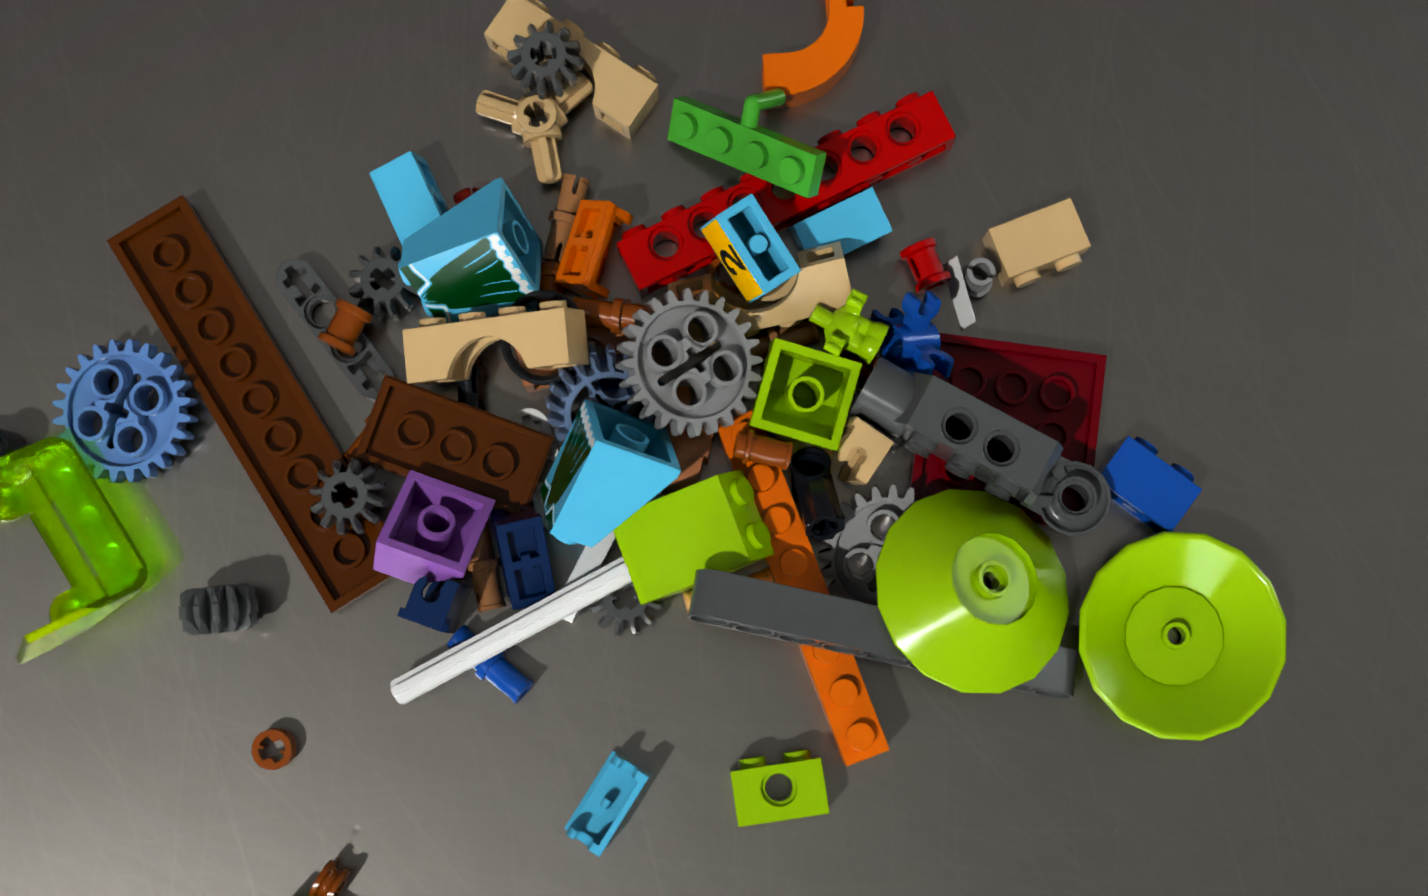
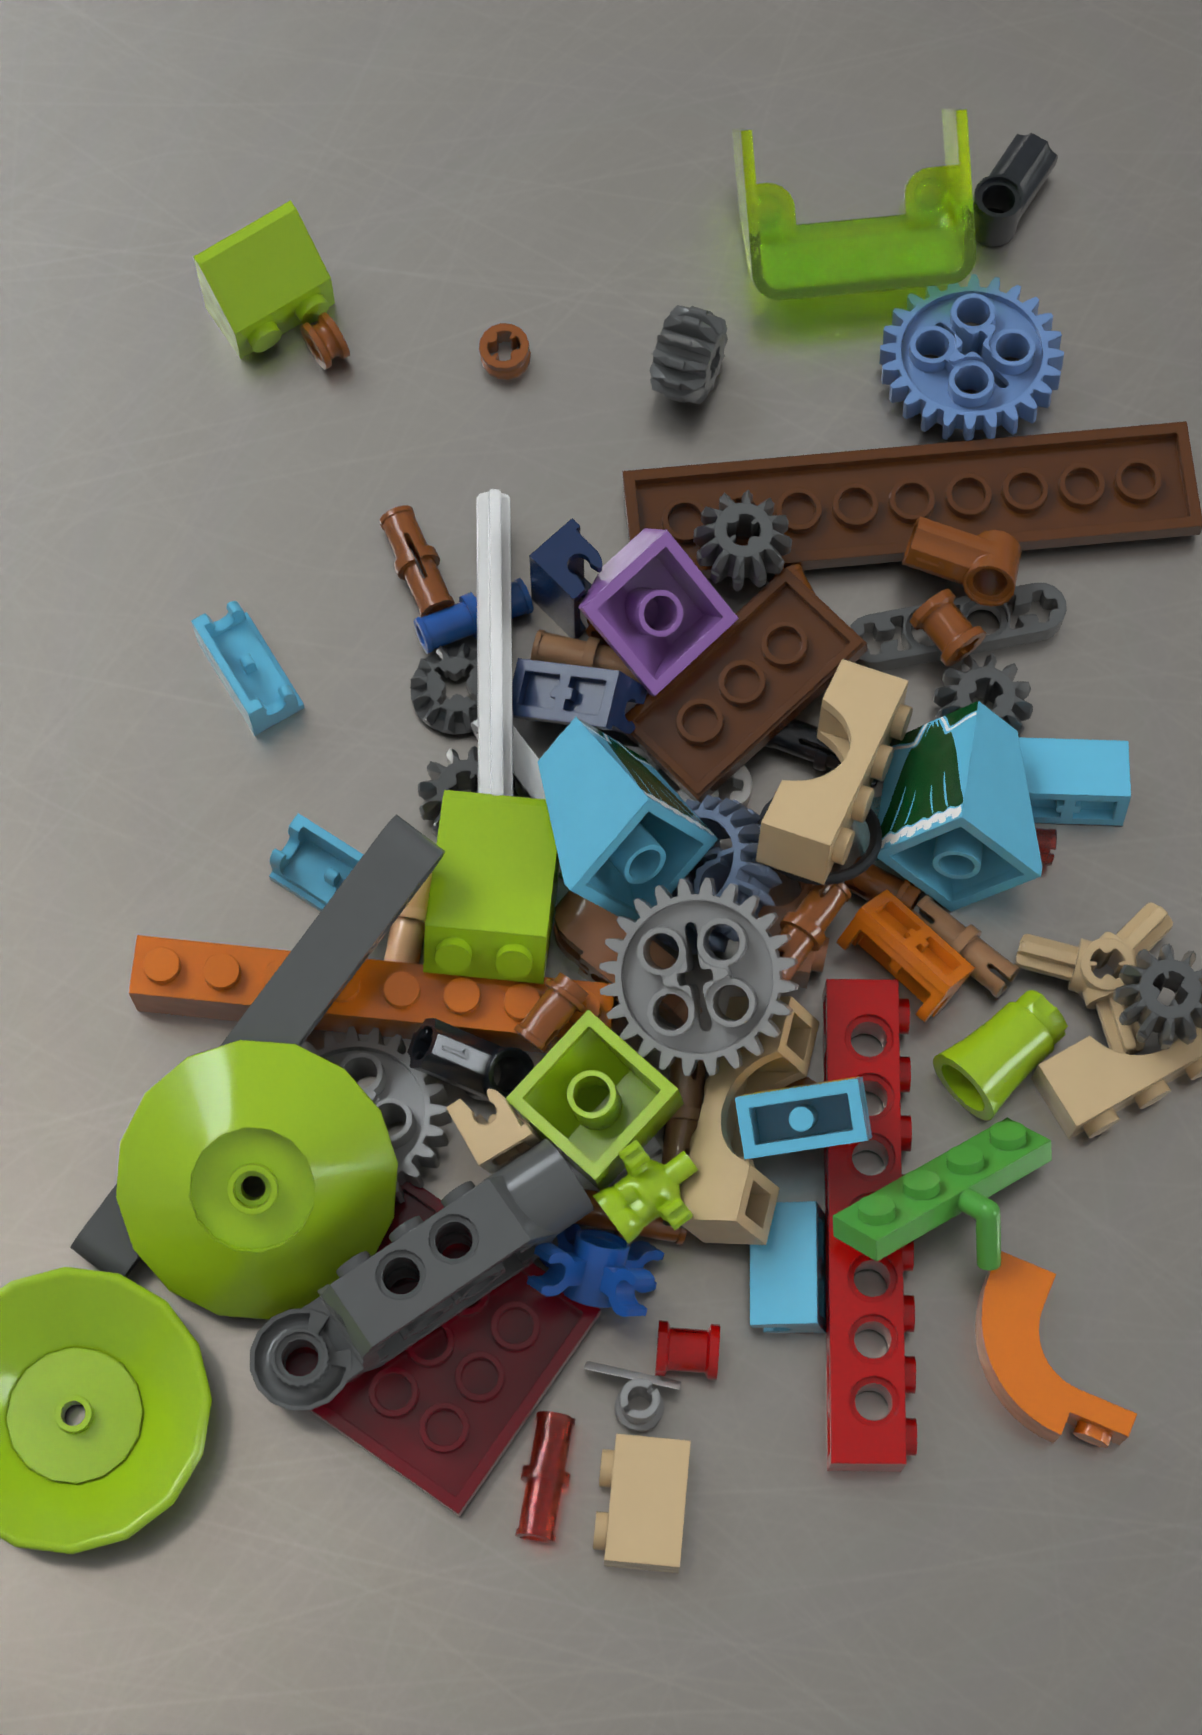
camera: 115 degrees right, 10 degrees down
(285, 328) = (981, 563): none -> dark orange piece
(449, 748) = (403, 534): none -> dark orange pin
(560, 667) = (428, 690): none -> dark grey gear
(628, 158) = (1000, 1054): none -> lime plant
(729, 667) = (312, 862): none -> medium azure hinge
(805, 798) = (153, 826): lime brick -> none
(1052, 315) = (545, 1477): none -> clear red pin
(1148, 485) = (273, 1477): blue brick -> none

